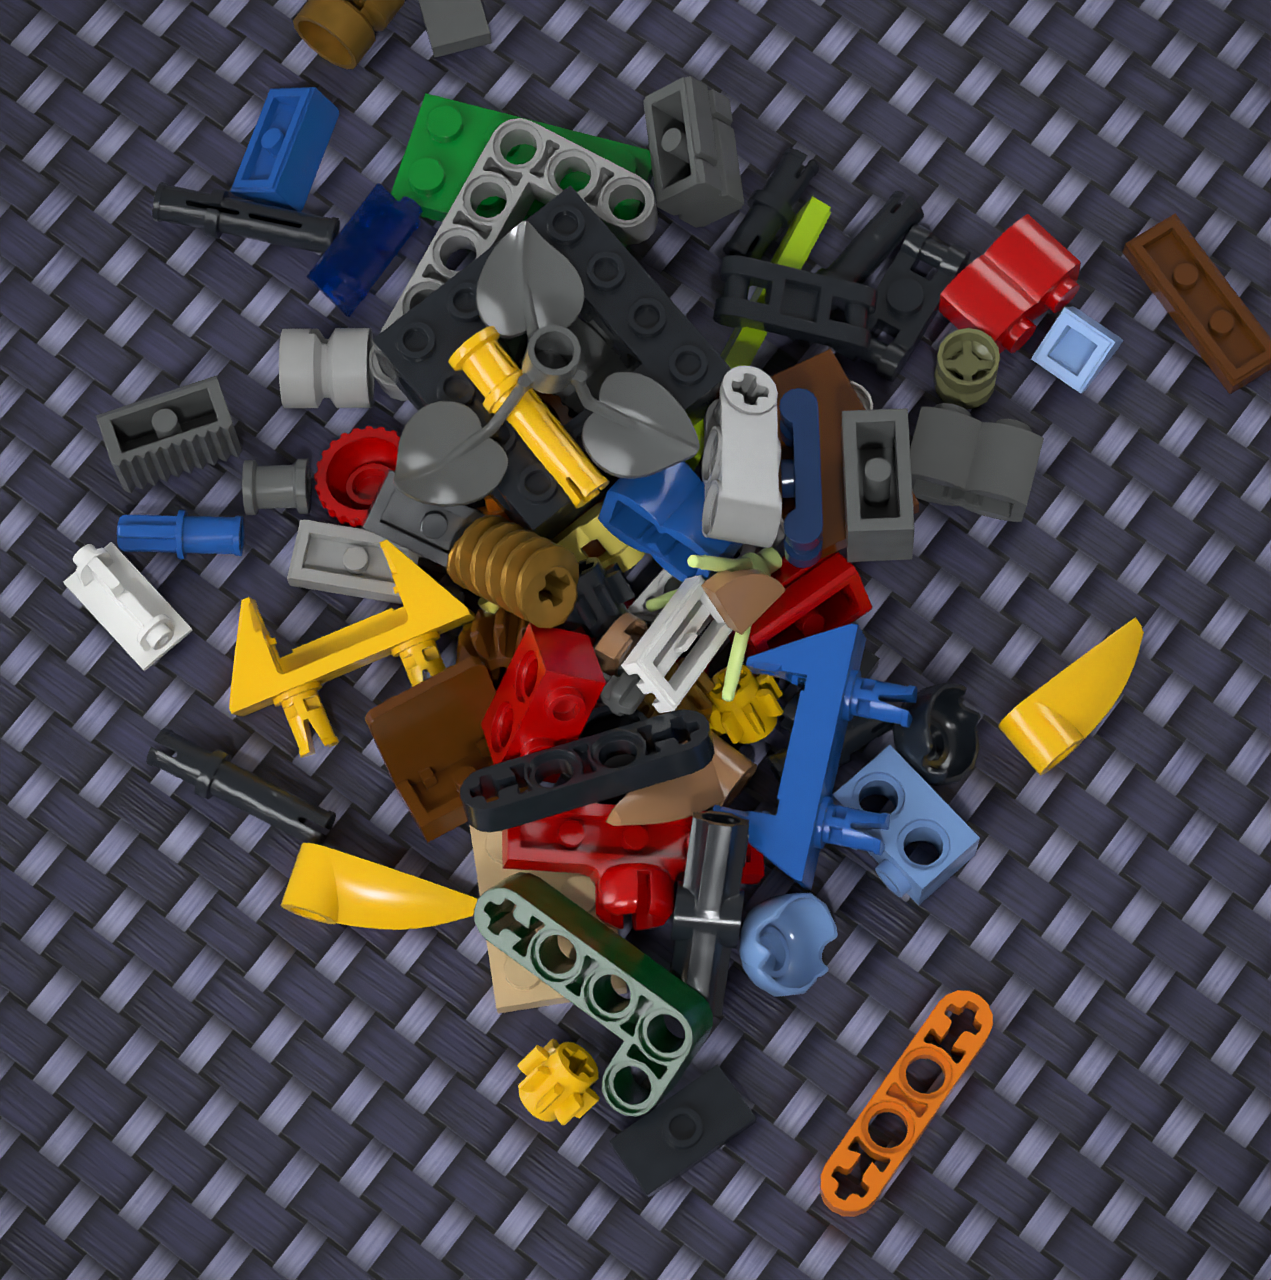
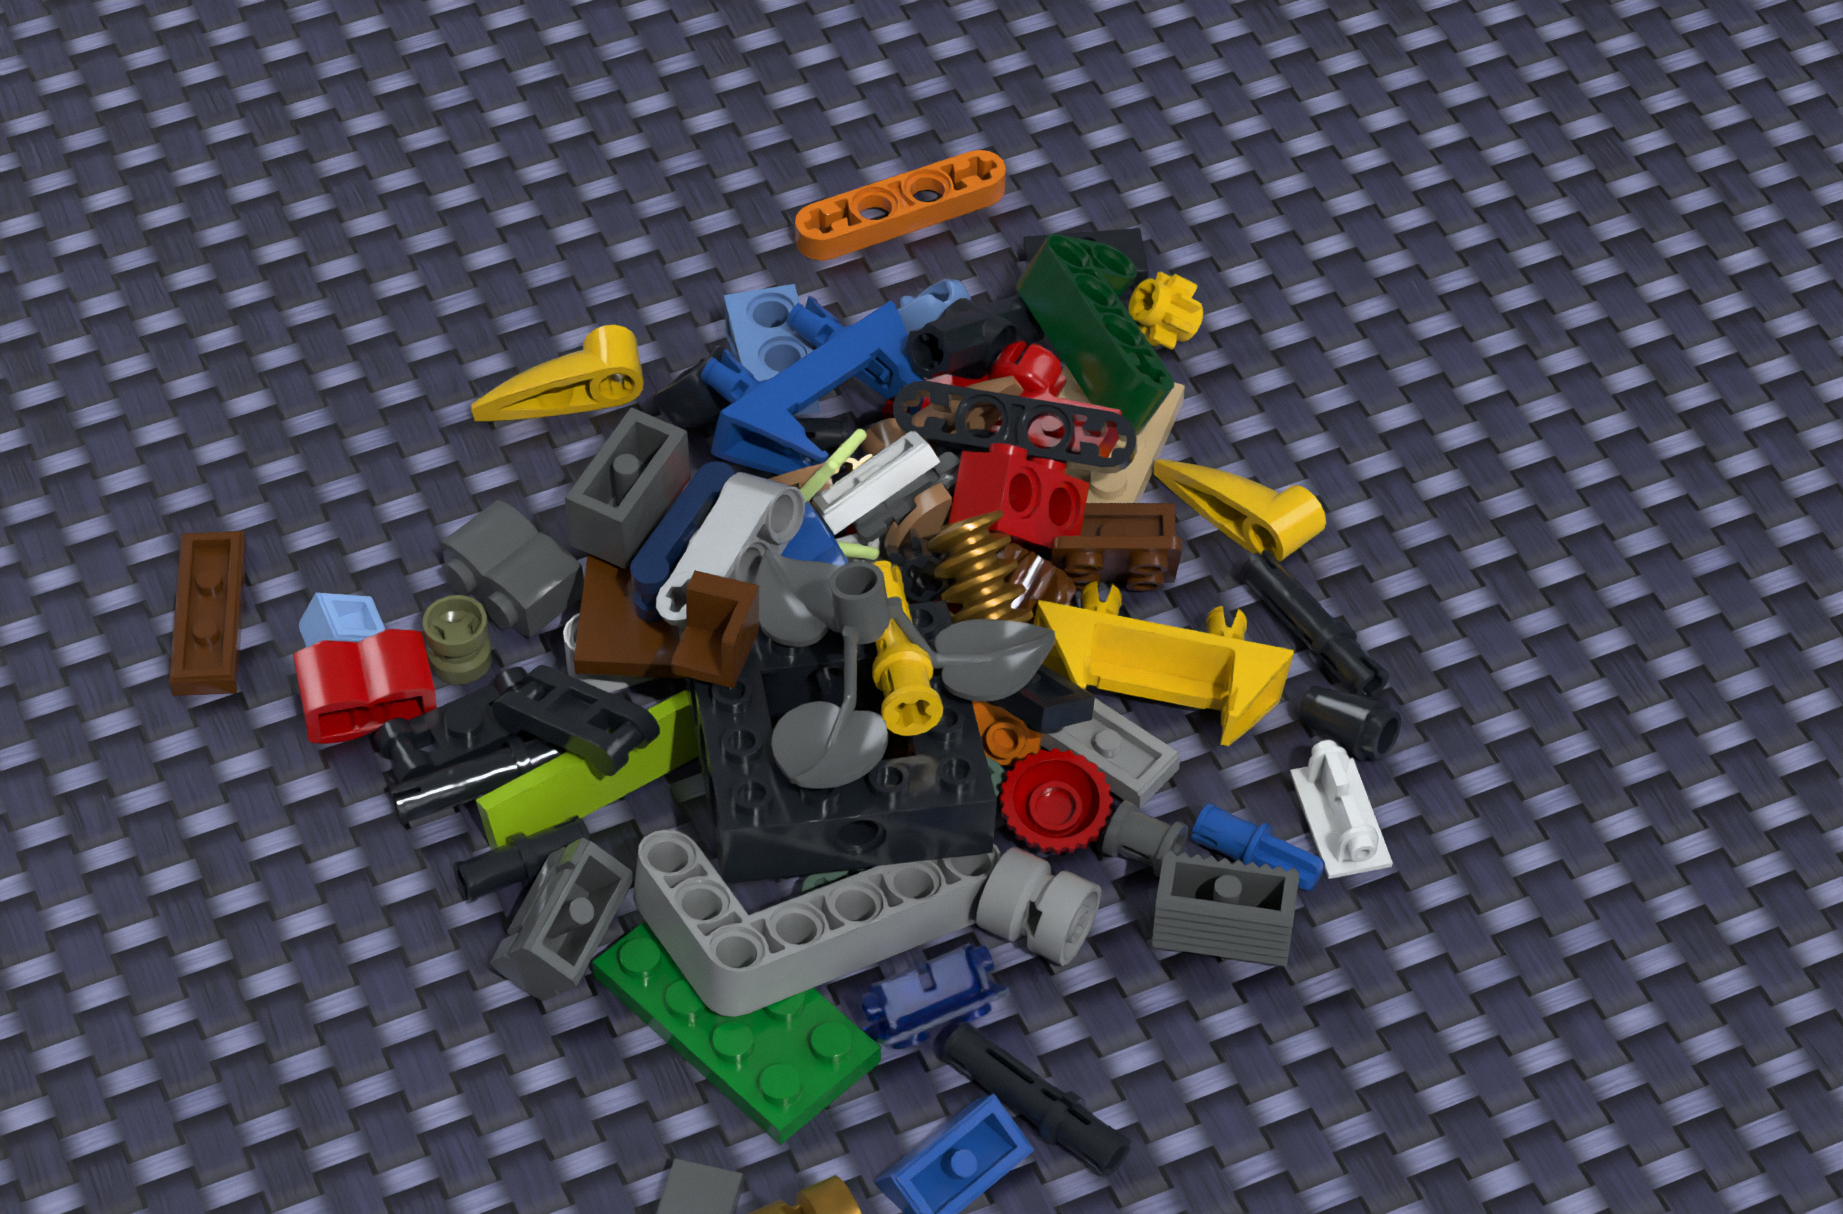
camera: 155 degrees left, 20 degrees down
(159, 700) = (1353, 721): none -> black cone
(684, 340) = (718, 629): none -> reddish brown panel

